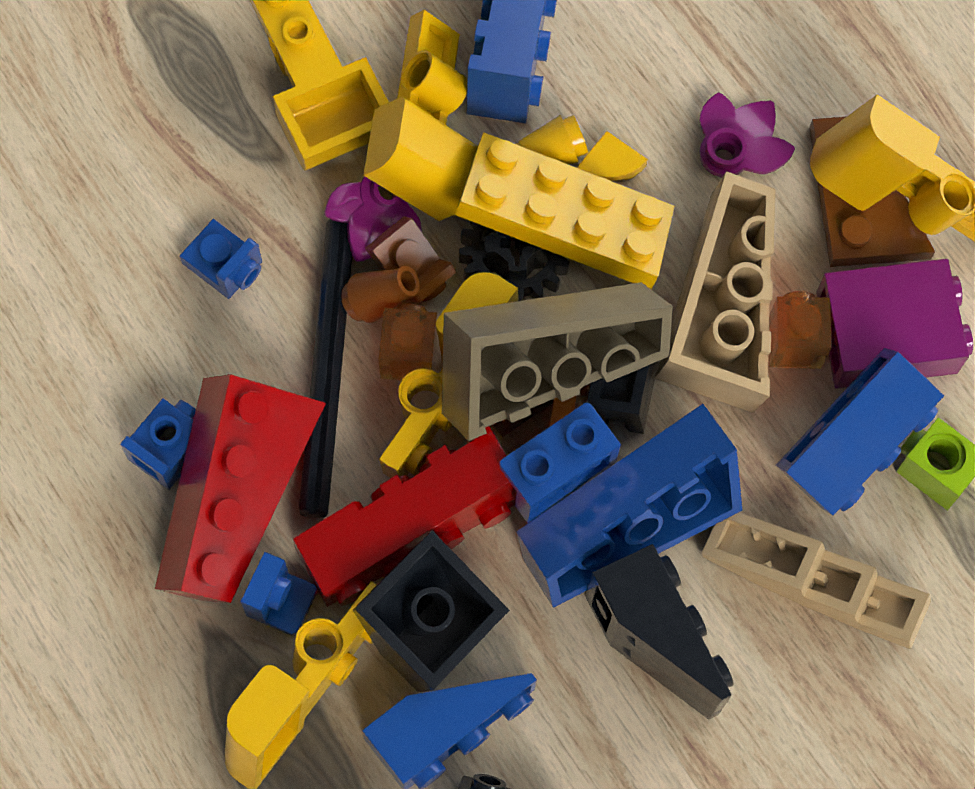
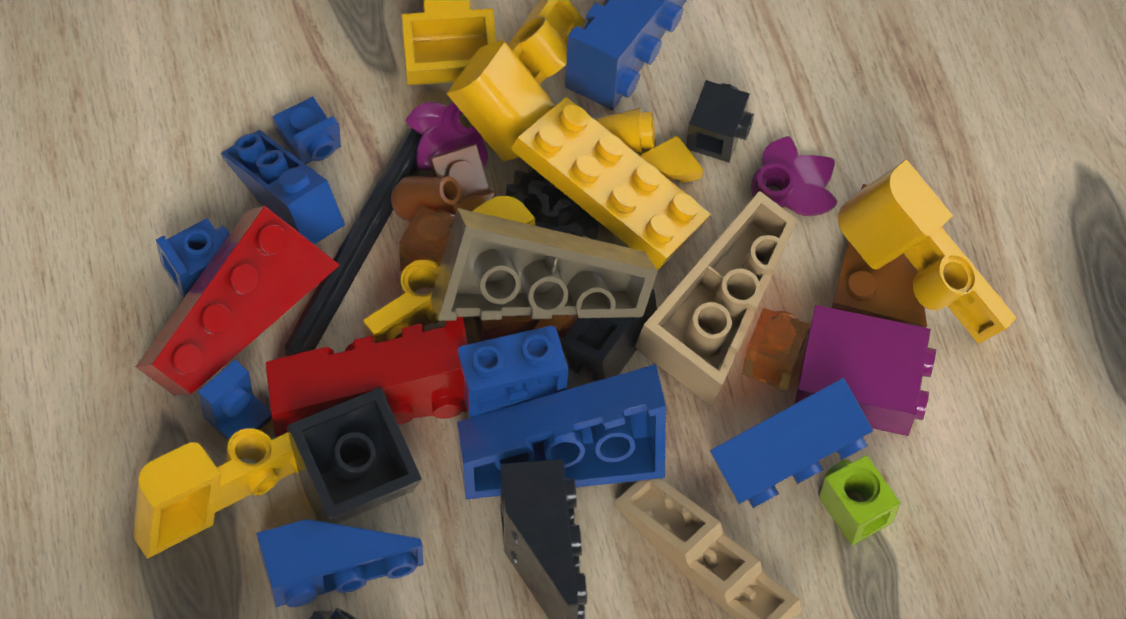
camera: 20 degrees right, 10 degrees down
(226, 331) = (285, 185): none -> blue slope
(644, 100) = (719, 121): none -> black brick

